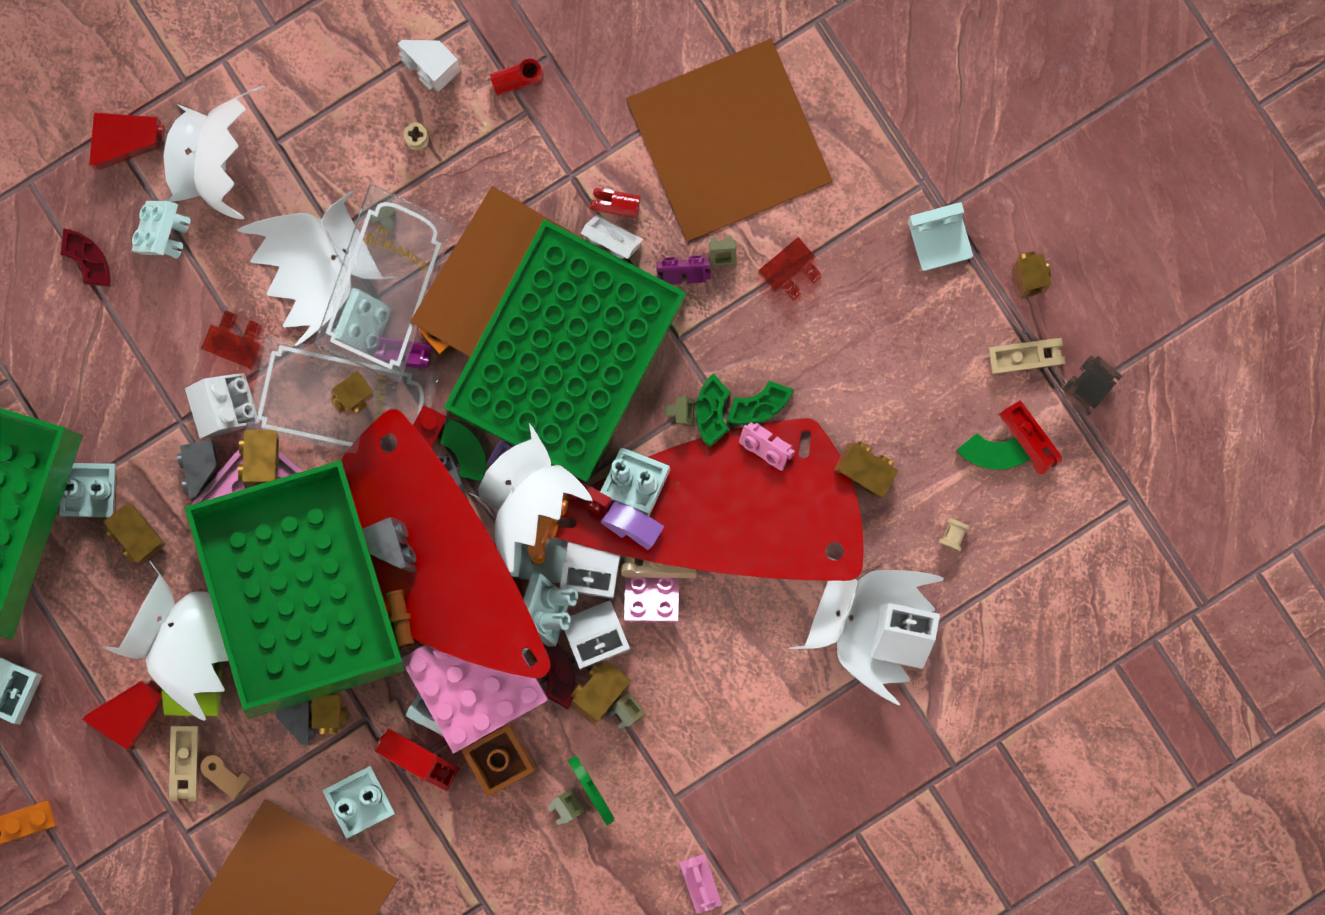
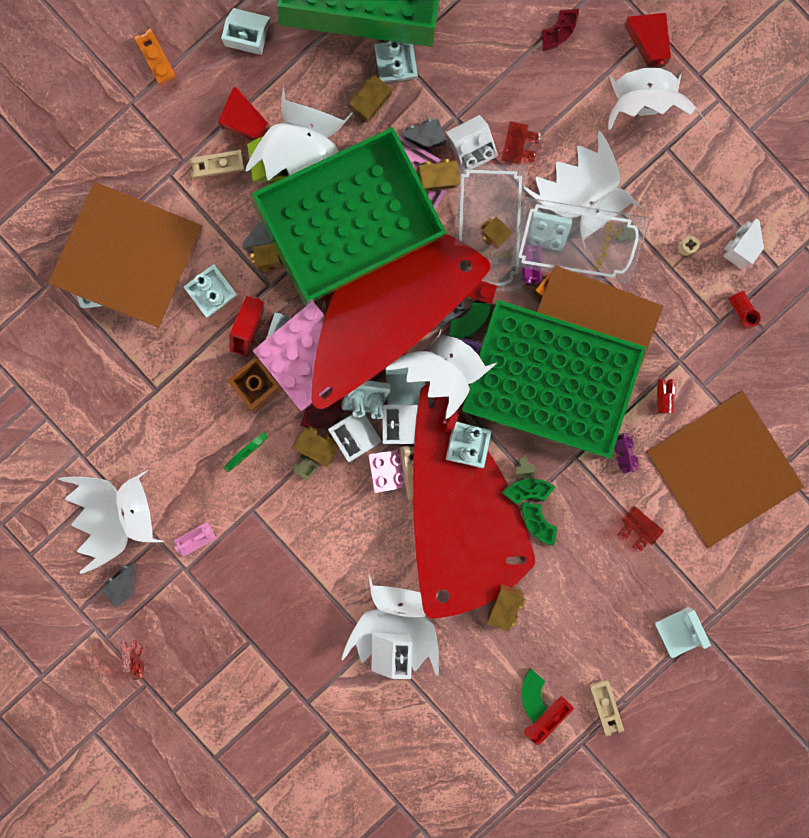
camera: 80 degrees right, 5 degrees up
(154, 229) = (596, 72): light aqua plate -> none
(217, 772) = (210, 195): medium nougat leg -> none
(389, 543) = (392, 278): flat silver slope -> none
(400, 618) = (340, 295): dark orange pin -> none
(545, 530) = (421, 387): orange plate -> none
(567, 807) = (231, 437): olive tile -> none
(604, 232) = (643, 391): white plate -> none
(631, 522) = (438, 448): medium lavender slope -> none
(722, 252) = (643, 479): olive tile -> none
(756, 439) = (513, 526): bright pink hinge -> none
(954, 534) = (469, 677): tan bush -> none
(1031, 274) = (666, 703): pearl gold brick -> none
(1091, 385) = (594, 760): clear smoke brick -> none

